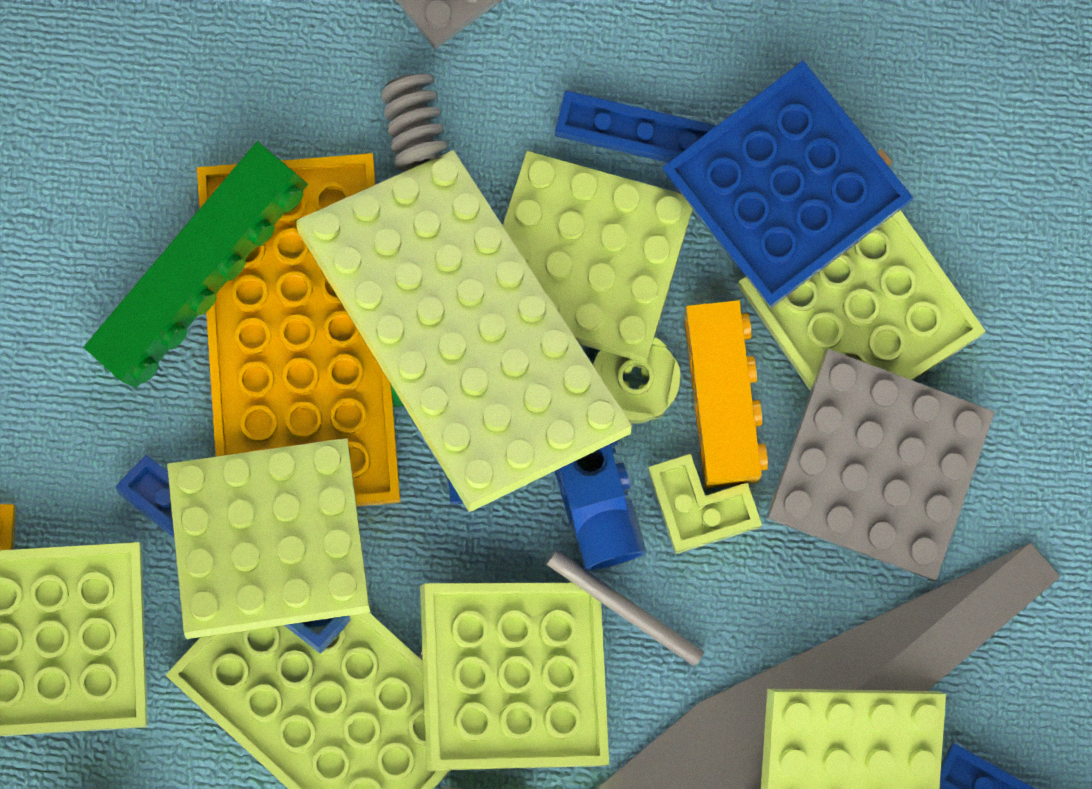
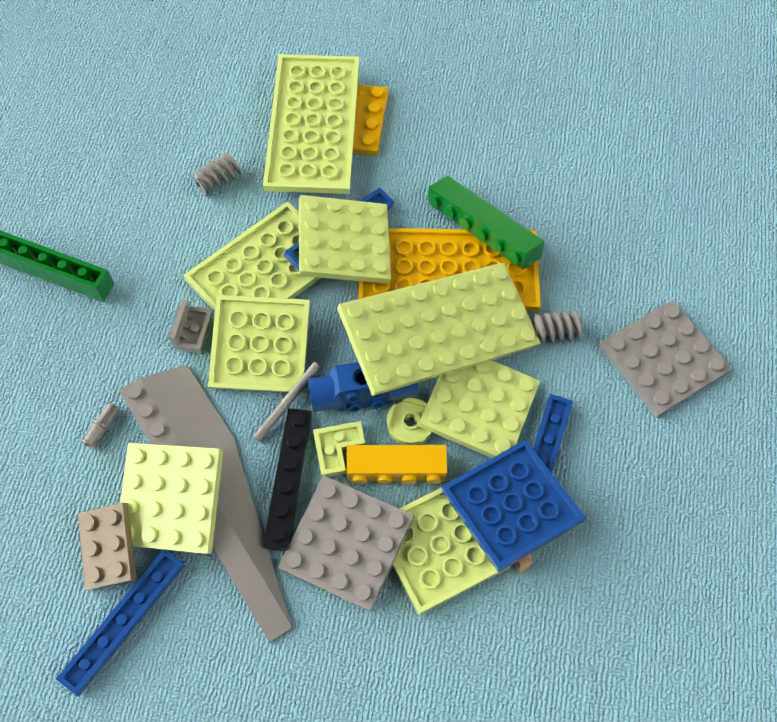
camera: 100 degrees right, 15 degrees down
(770, 586) = (287, 480): none -> black plate

